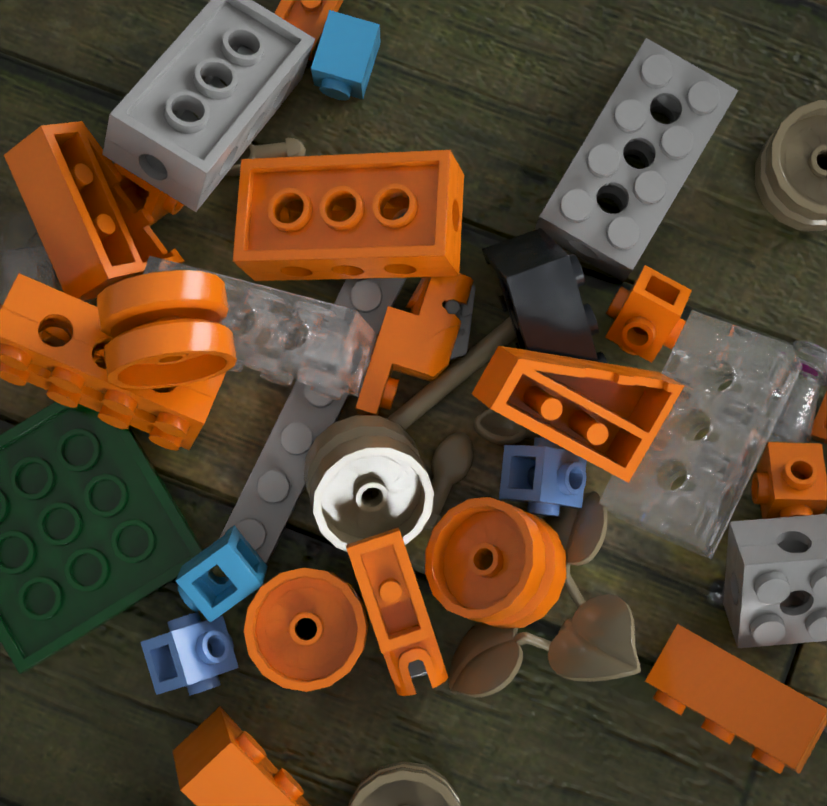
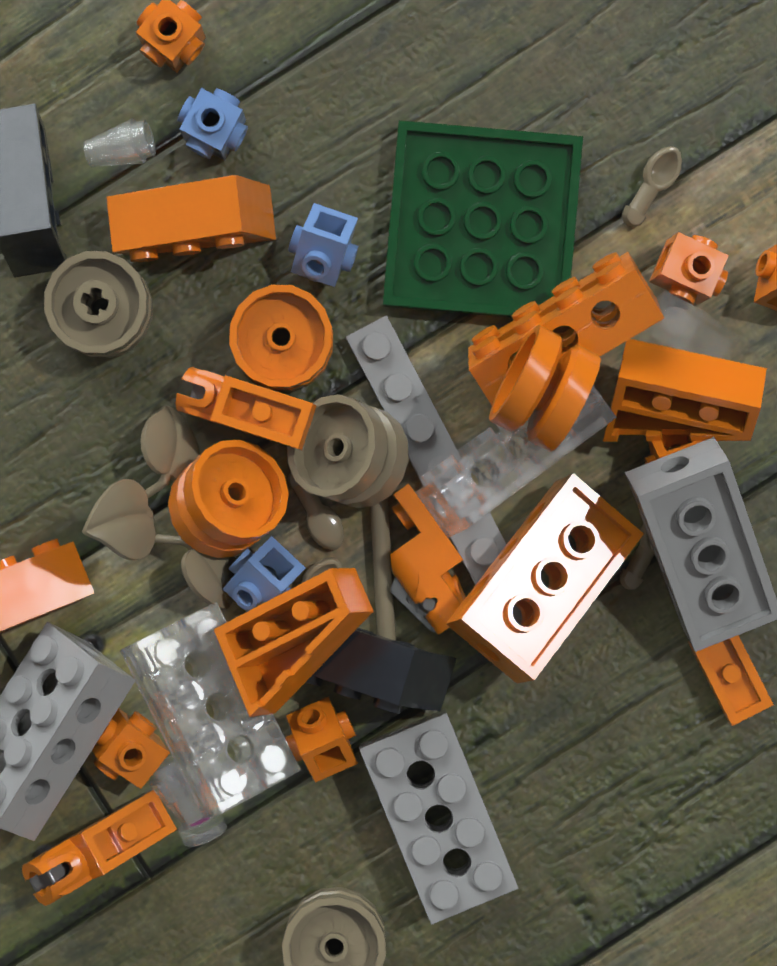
camera: 120 degrees right, 5 degrees up
(215, 594) = (350, 294): dark azure brick -> none
(345, 56) = (670, 666): dark azure brick -> none

